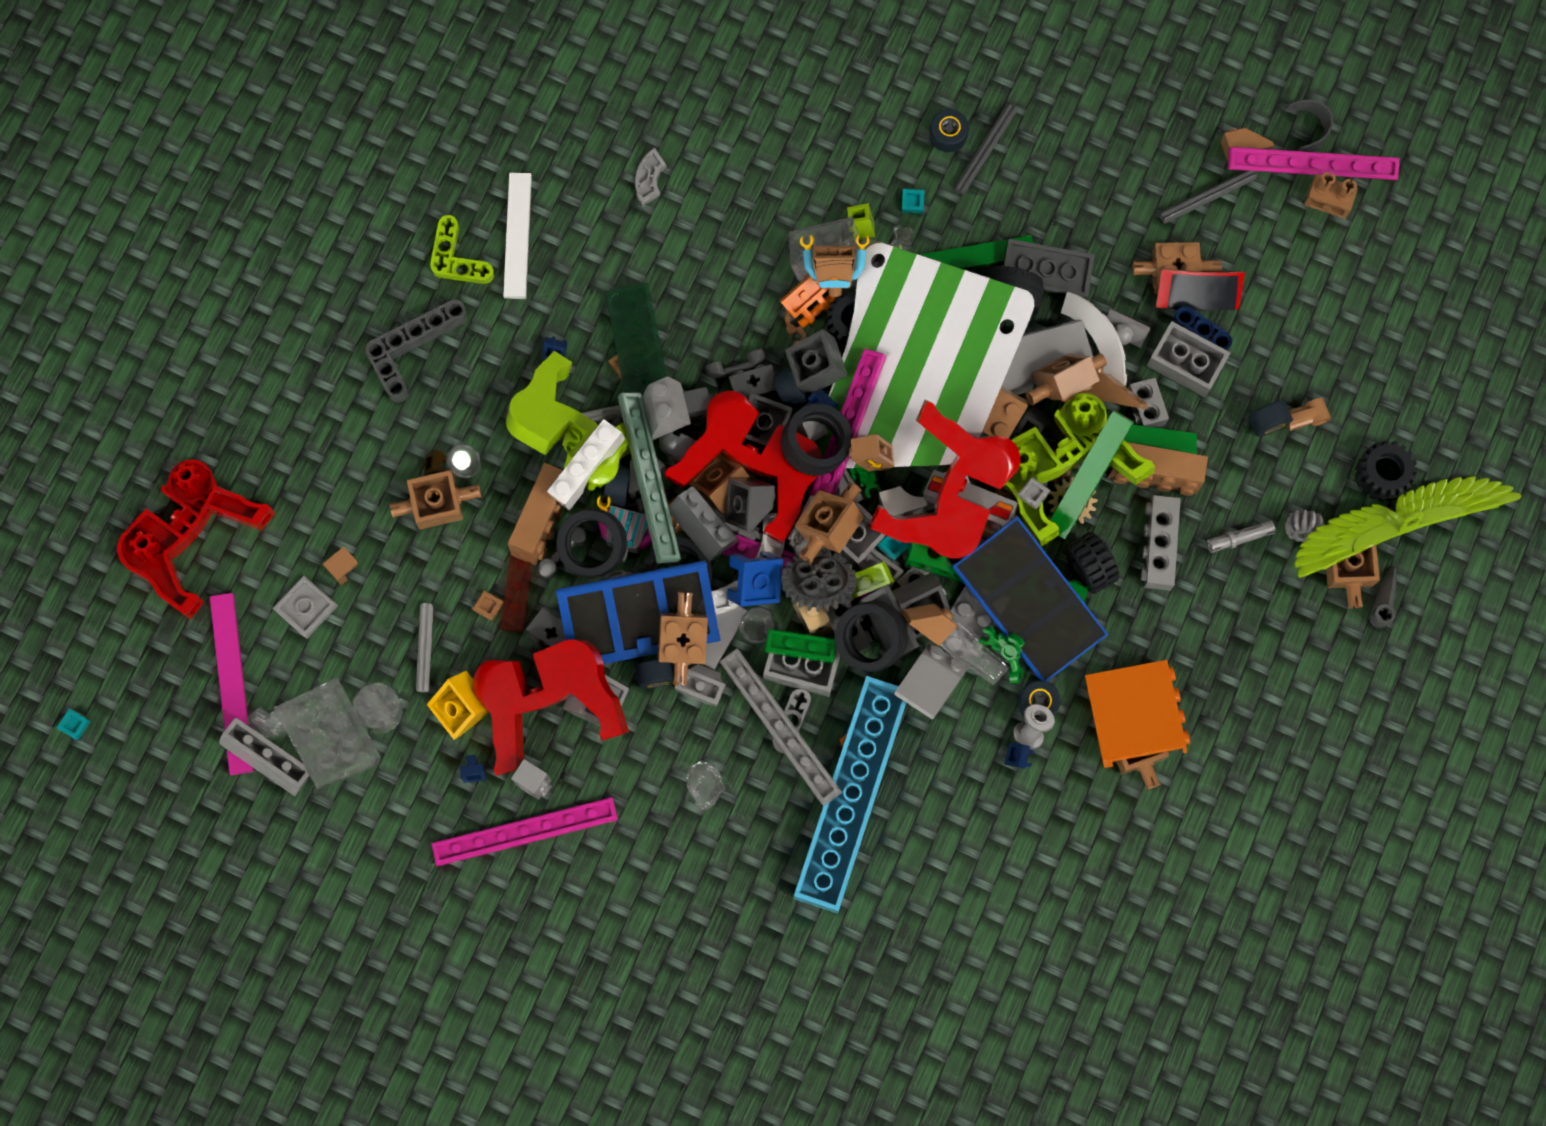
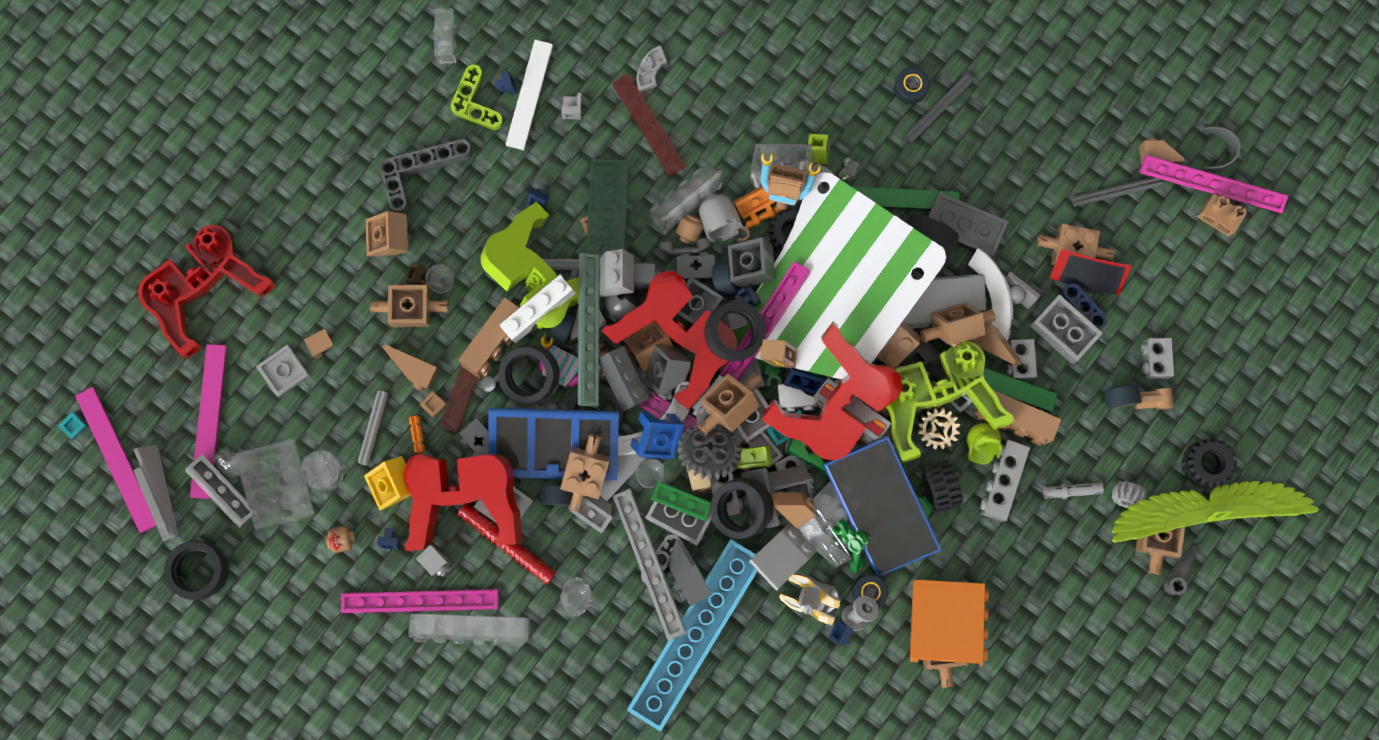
camera: 10 degrees right, 5 degrees up
(134, 751) = (116, 458): none -> dark pink tile
(186, 775) = (155, 490): none -> light grey wedge
(237, 834) = (173, 563): none -> black tyre
(390, 426) = (386, 234): none -> medium nougat slope
(405, 191) = (444, 36): none -> clear slope
(416, 781) = (339, 539): none -> medium nougat head
(460, 571) = (416, 370): none -> medium nougat slope
(476, 642) = (417, 435): none -> orange axle
(488, 228) = (506, 84): none -> dark blue tile
(570, 238) = (572, 107): none -> light grey panel
(589, 848) = (469, 628): none -> clear brick
(616, 745) = (515, 550): none -> red piece
(661, 239) = (648, 125): none -> clear red tile
(725, 309) = (686, 198): none -> clear slope
(736, 342) = (689, 228): none -> medium nougat head
(768, 322) = (719, 217): none -> light grey cylinder
(826, 725) = (686, 575): none -> dark grey slope
(908, 479) = (804, 380): none -> dark blue slope
(912, 201) = (866, 139): teal tile -> none
(978, 722) = (814, 598): none -> light grey piece
(1033, 493) = (906, 419): light grey tile -> none
(1091, 472) = (959, 412): tile -> none
(1127, 506) = (983, 443): none -> lime hair
(1305, 368) = (1163, 359): none -> light grey brick

